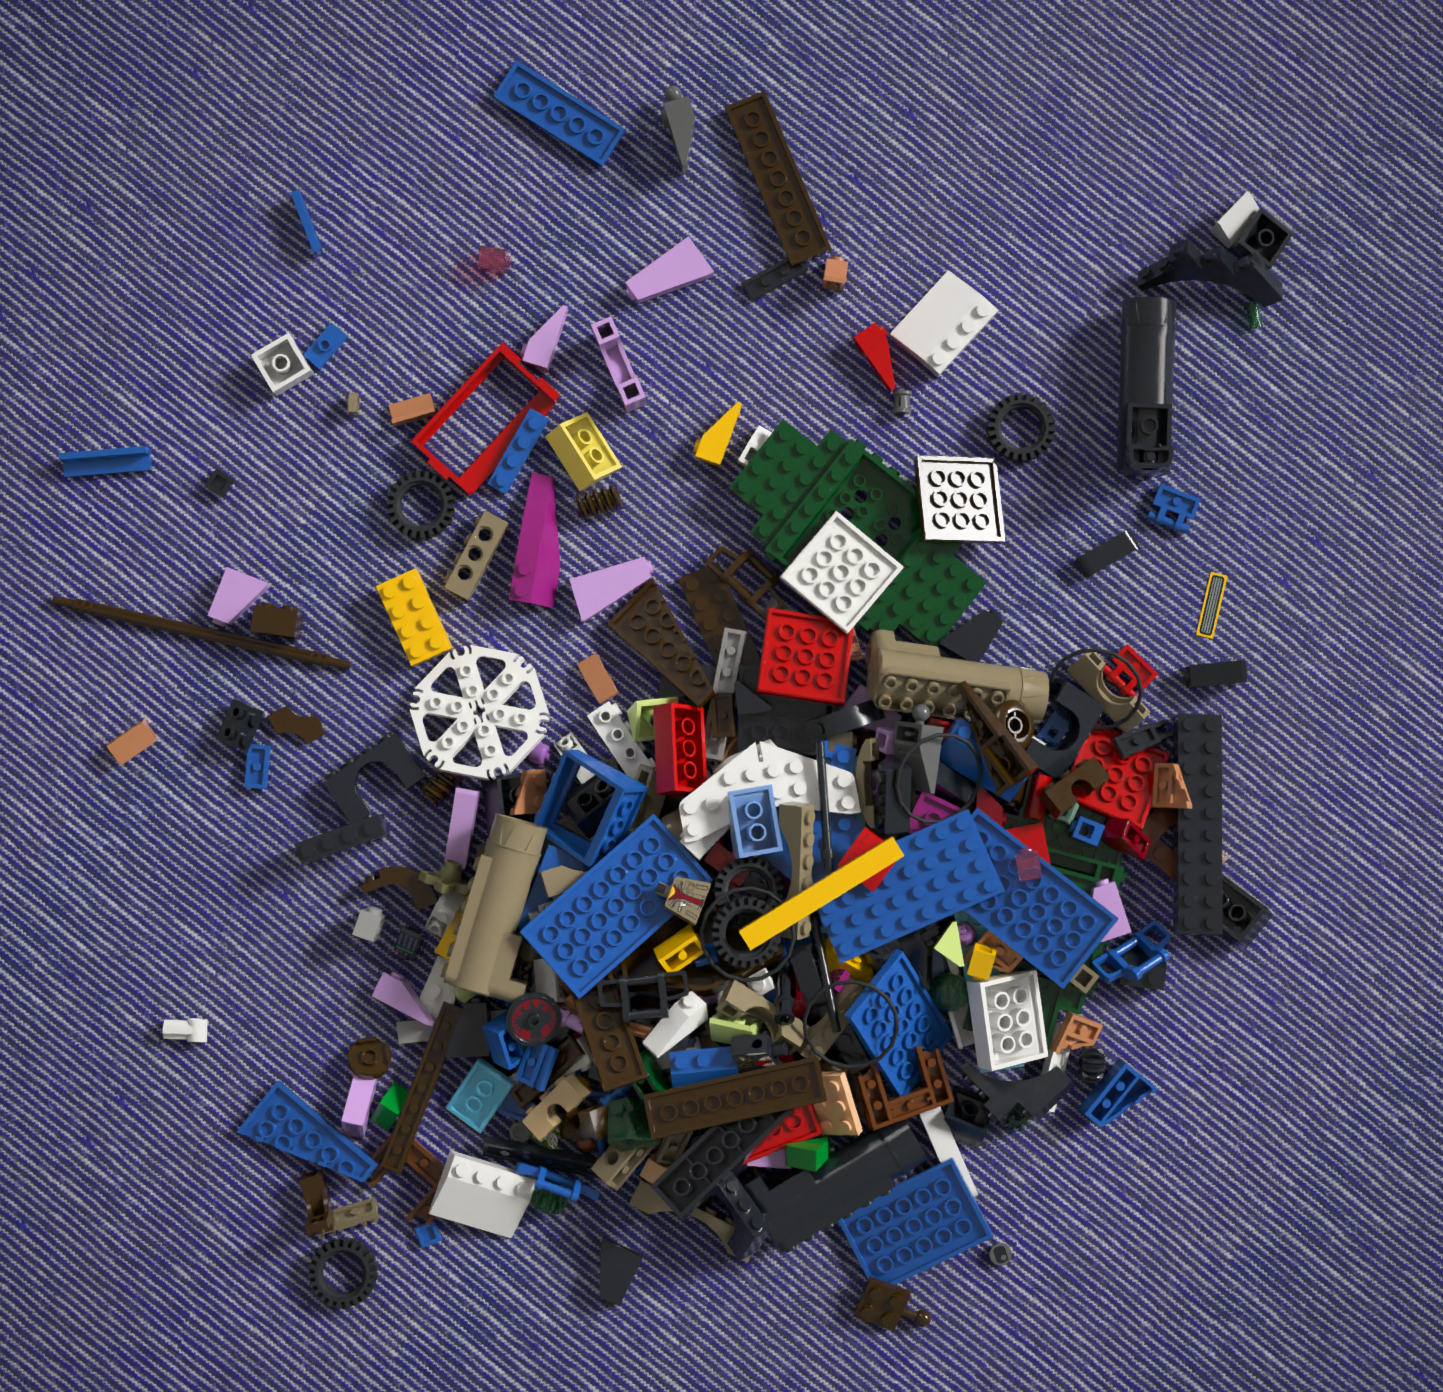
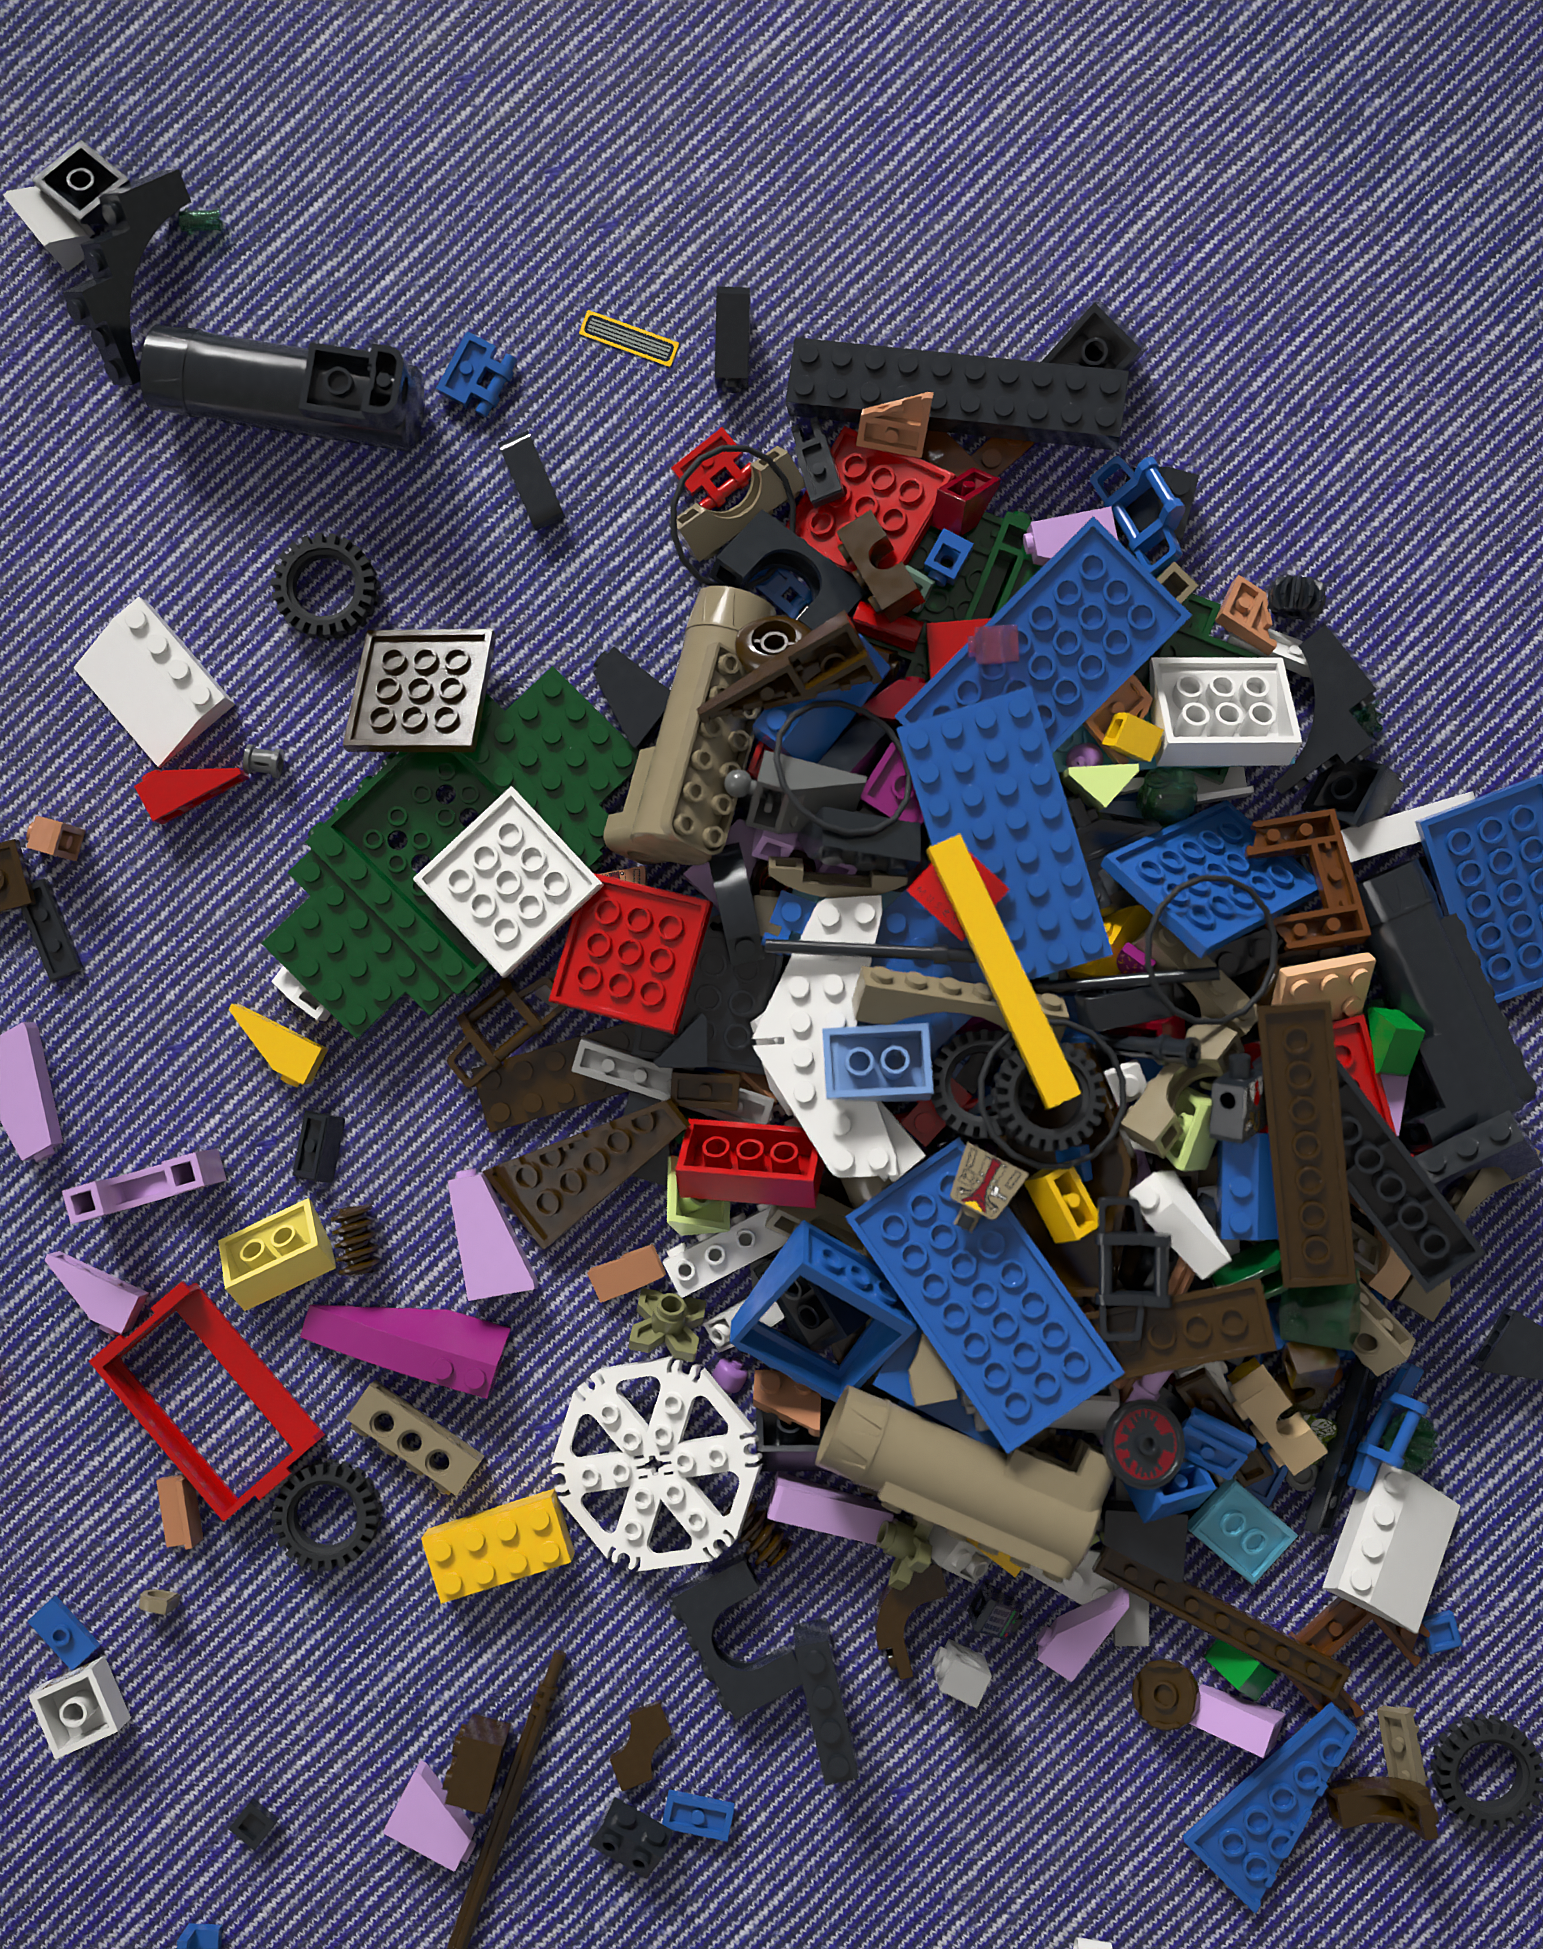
camera: 80 degrees left, 0 degrees up
(518, 451) = (263, 1354): blue plate -> none
(571, 710) = (667, 1321): none -> olive plant
(655, 469) = (318, 1146): none -> black slope
(1116, 1093) = (1345, 566): blue wedge -> none

